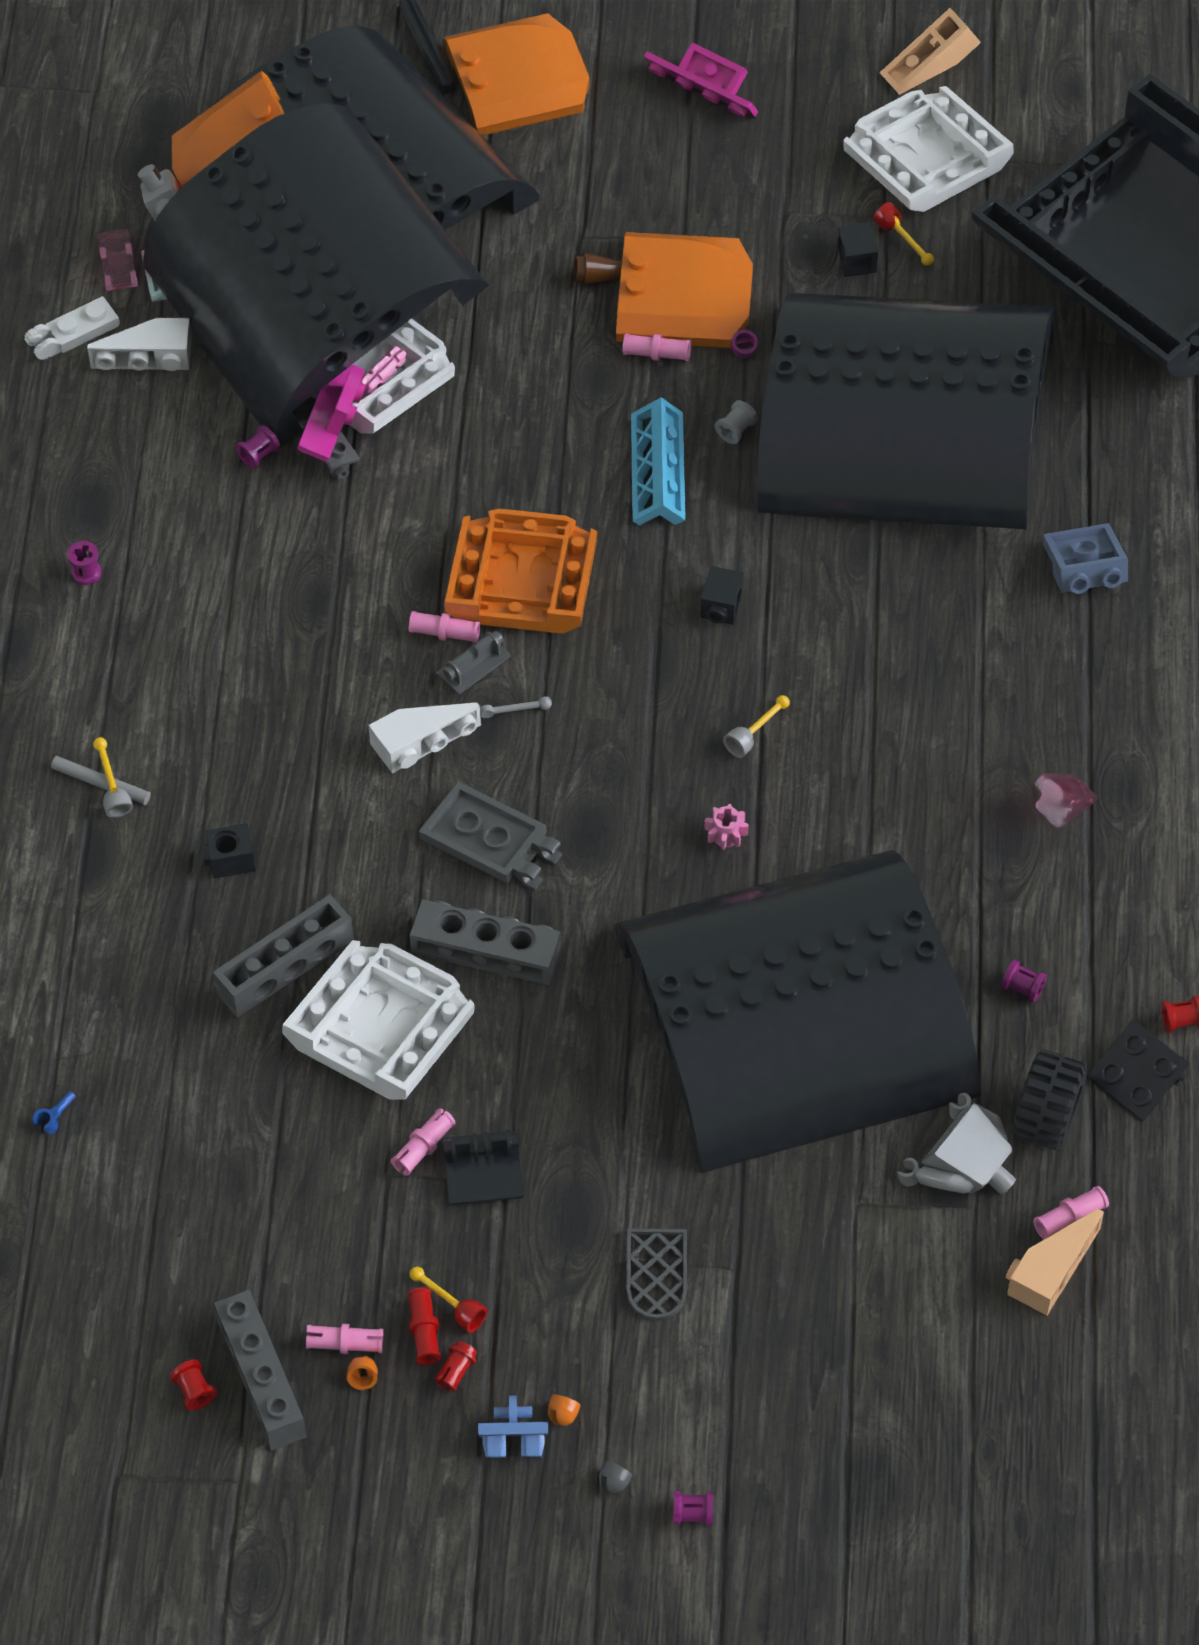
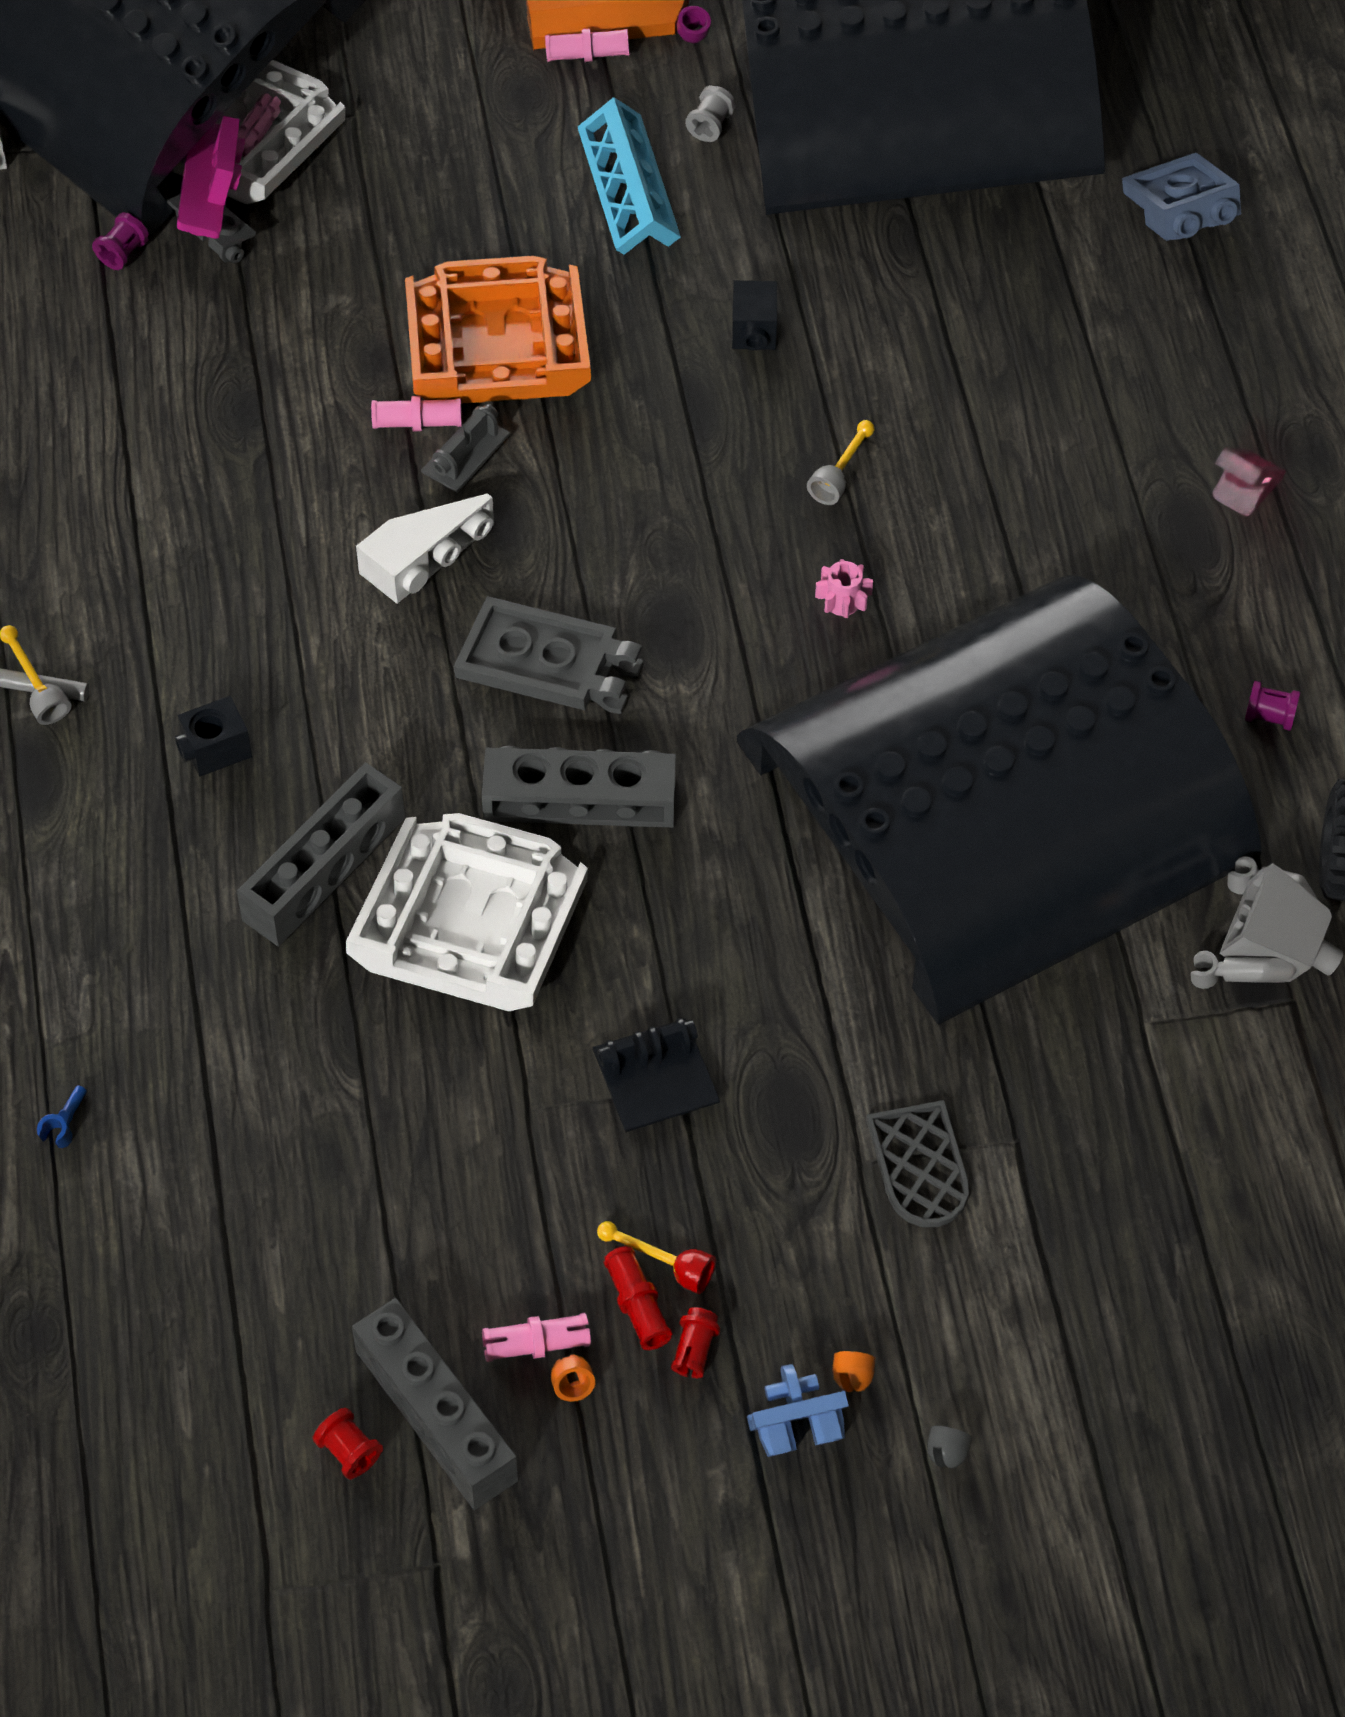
camera: 15 degrees left, 0 degrees up
(423, 1141) = (568, 1057): bright pink pin -> none
(488, 711) = (567, 483): light grey hinge -> none
(693, 1508) = (1065, 1464): magenta bush -> none

